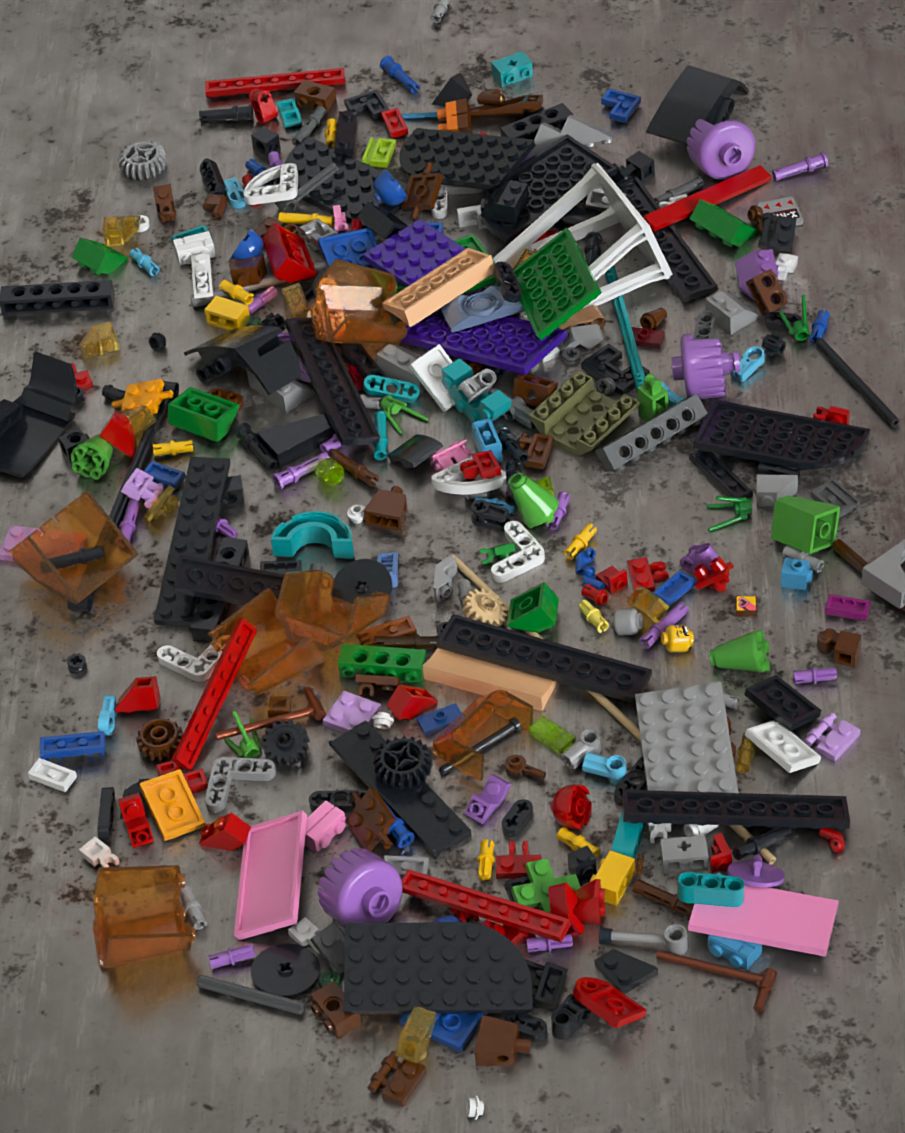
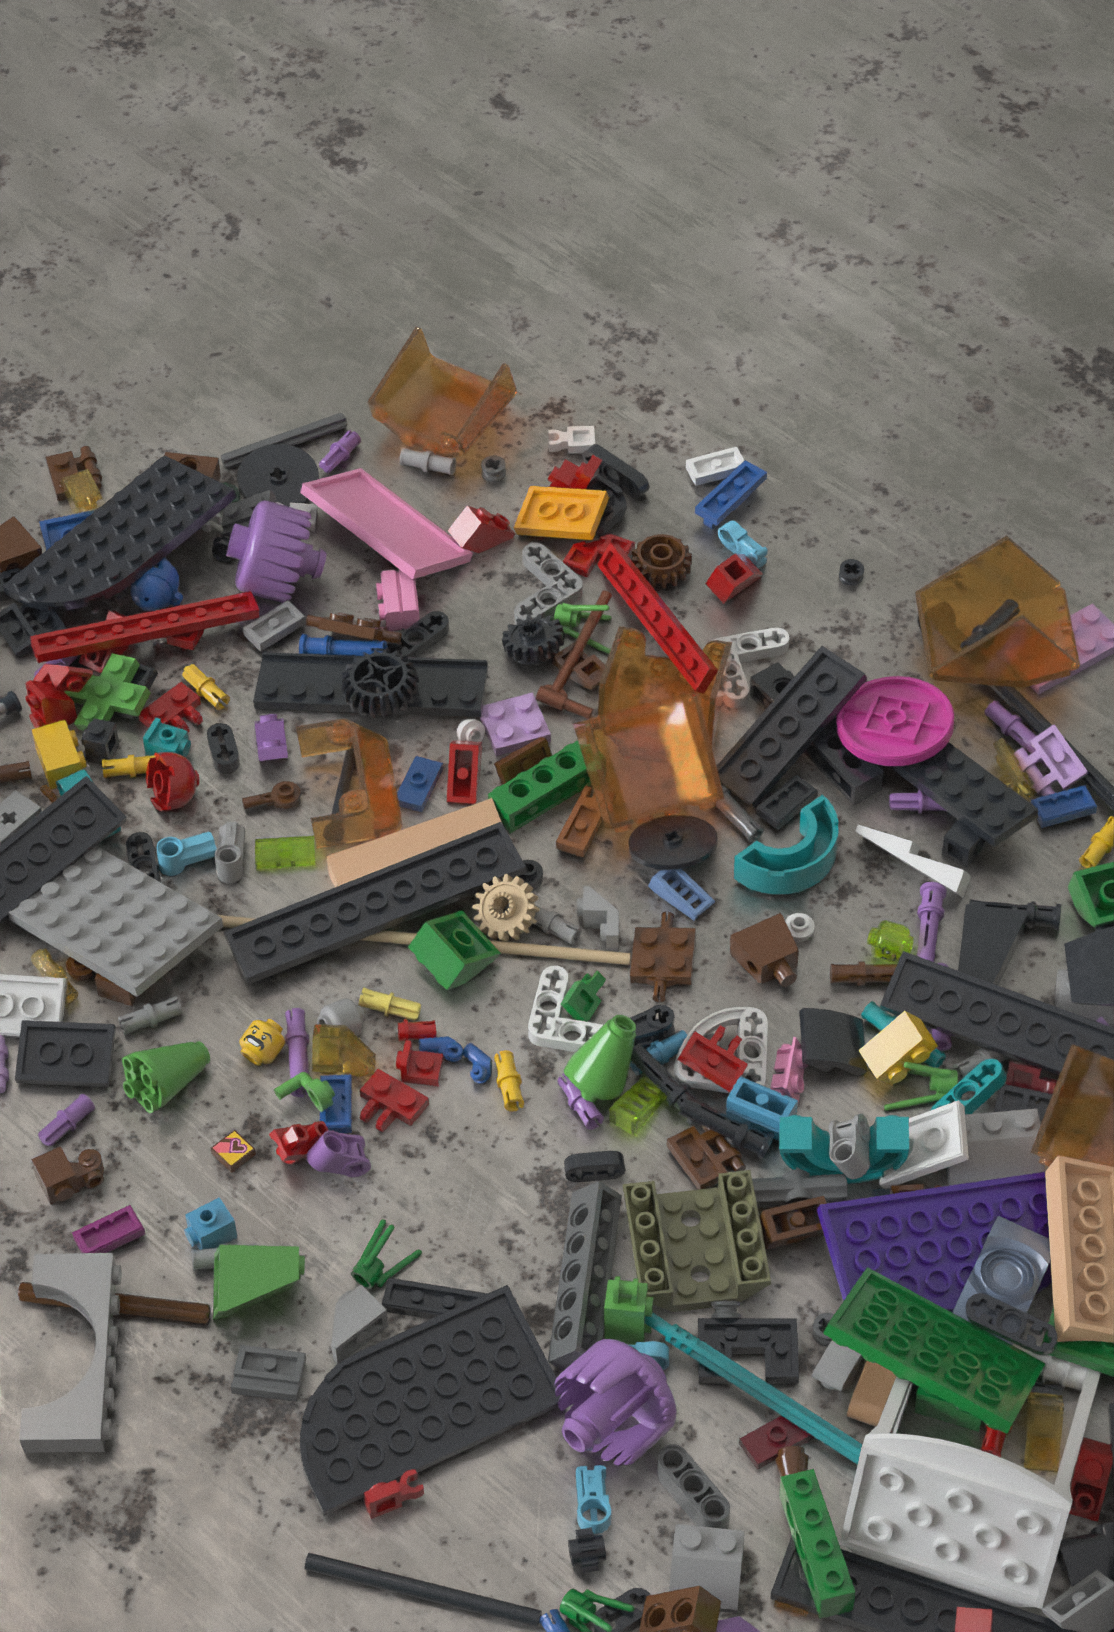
camera: 130 degrees right, 5 degrees up
(185, 534) = (896, 721): none -> dark pink plate
(265, 504) = (907, 851): none -> white slope
(396, 419) = (900, 1042): none -> brick
(408, 642) = (540, 830): dark brown pin -> none
(435, 545) = (663, 956): none -> reddish brown plate
(545, 835) = (165, 738): none -> teal brick
(588, 478) = (594, 1166): none -> black beam
(680, 583) = (319, 1092): none -> bright green plate
(682, 277) = (817, 1543): none -> green brick

